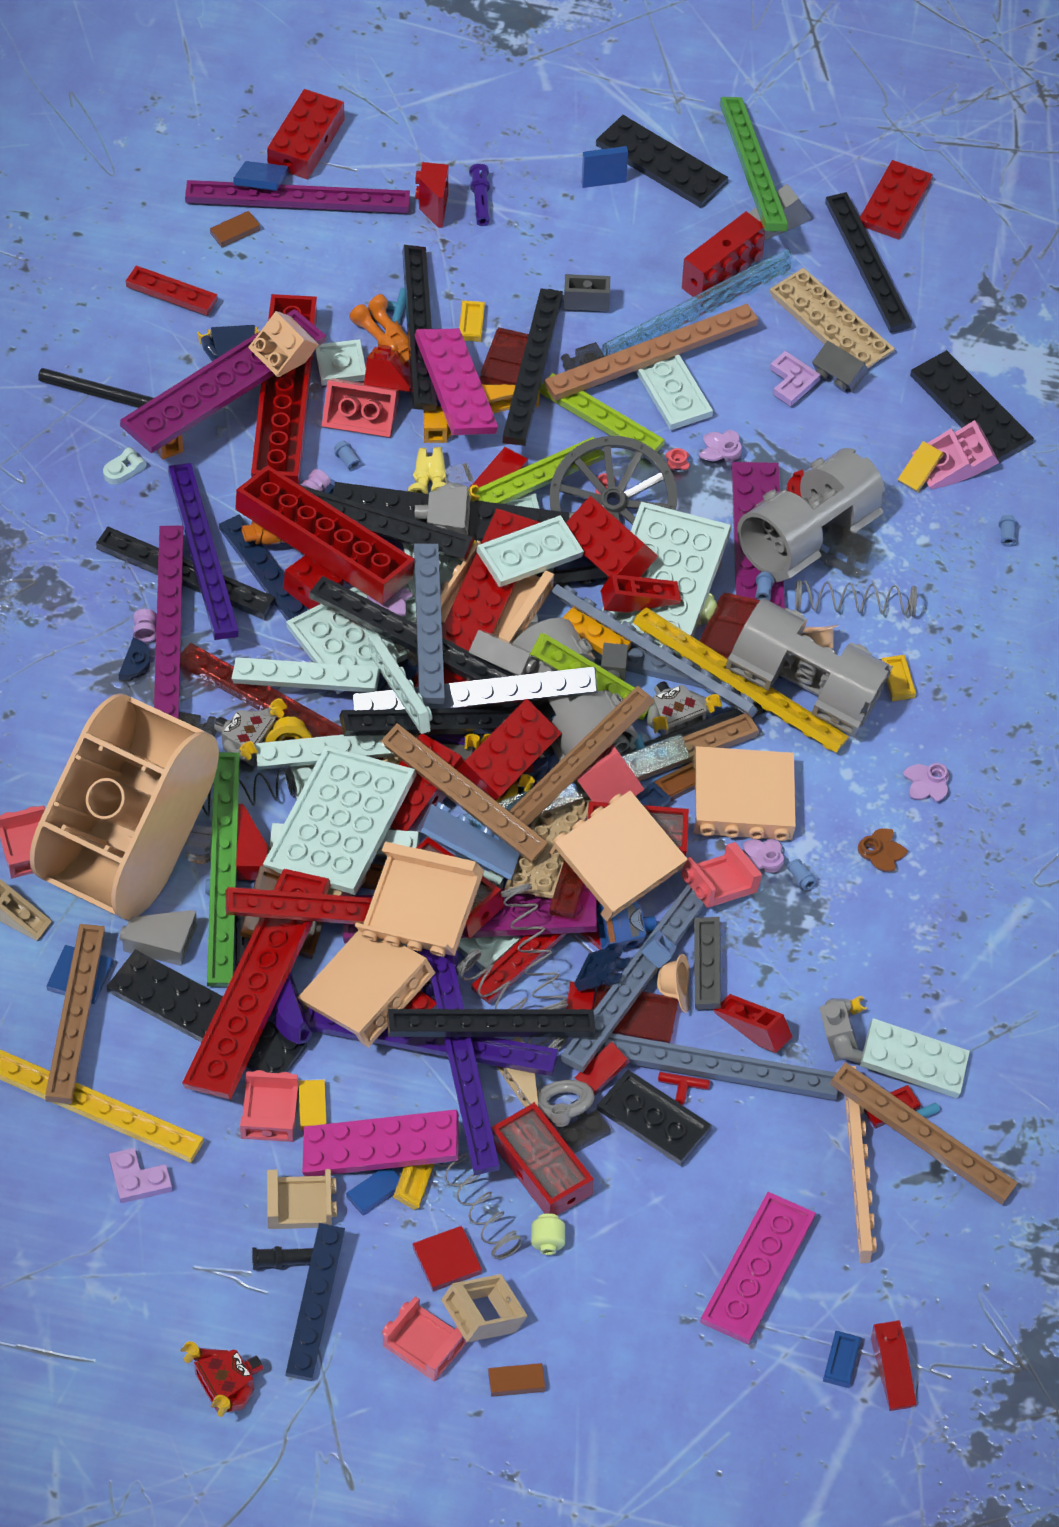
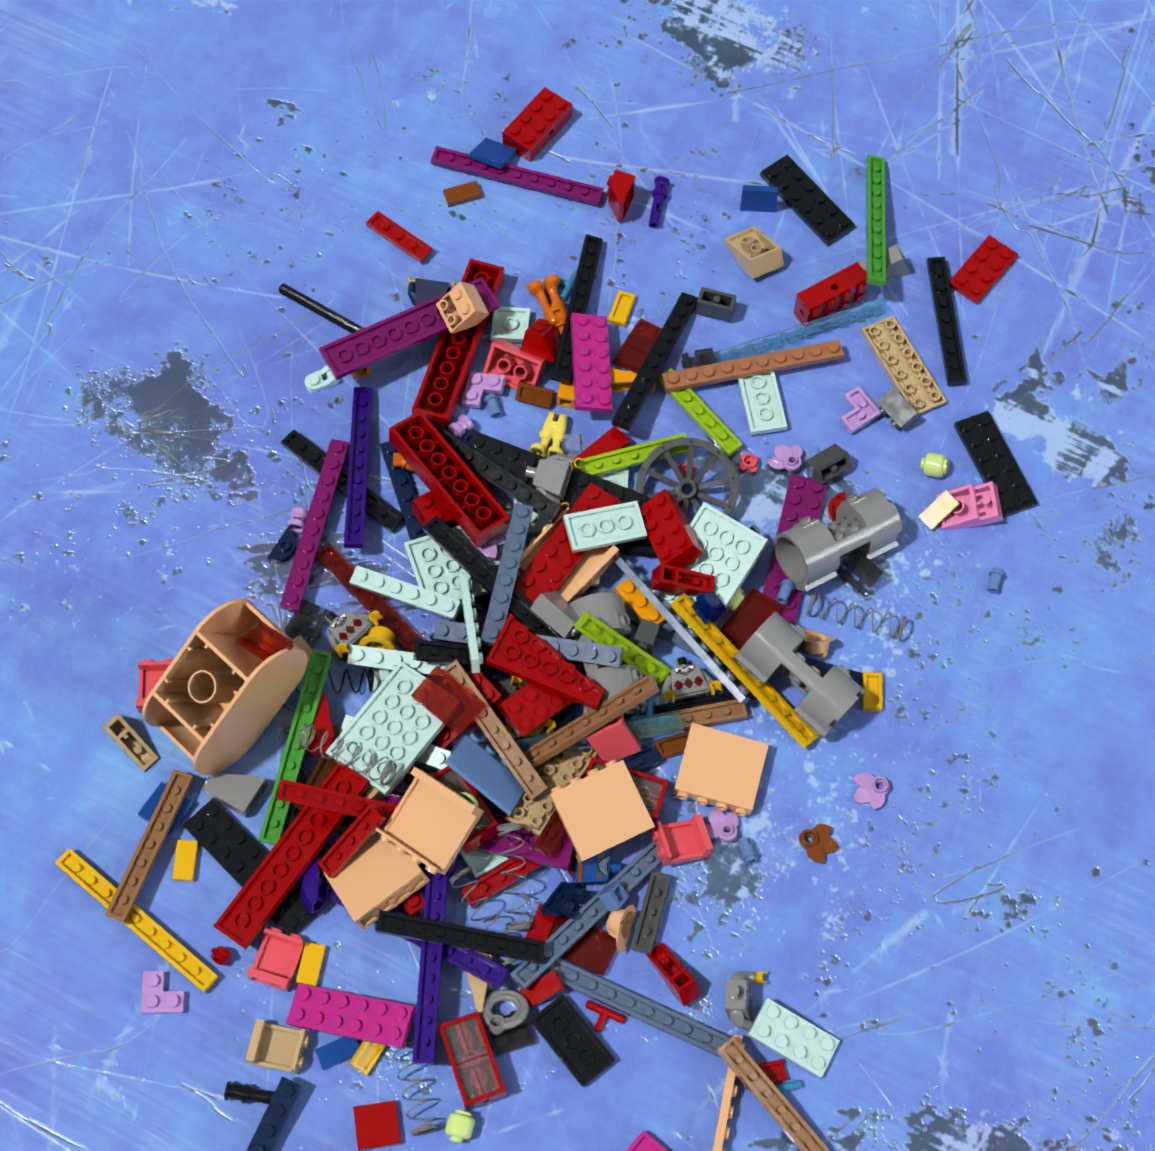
camera: 15 degrees right, 10 degrees up
(121, 1025) = (185, 860): none -> yellow tile
(164, 733) = (263, 640): none -> clear red piece
(199, 1116) = (220, 955): none -> red plate
(235, 840) = (384, 771): none -> light grey piece
(323, 434) = (478, 385): none -> lavender plate
(327, 947) = (351, 840): none -> red plate
(394, 433) = (535, 395): none -> dark orange tile
(400, 770) = (448, 700): none -> clear red piece
(496, 706) = (535, 661): none -> red wing
(616, 228) = (755, 252): none -> tan slope
(680, 615) = (709, 607): none -> clear blue brick
(774, 441) = (828, 464): none -> dark grey brick
(901, 419) = (935, 465): none -> yellowish green head

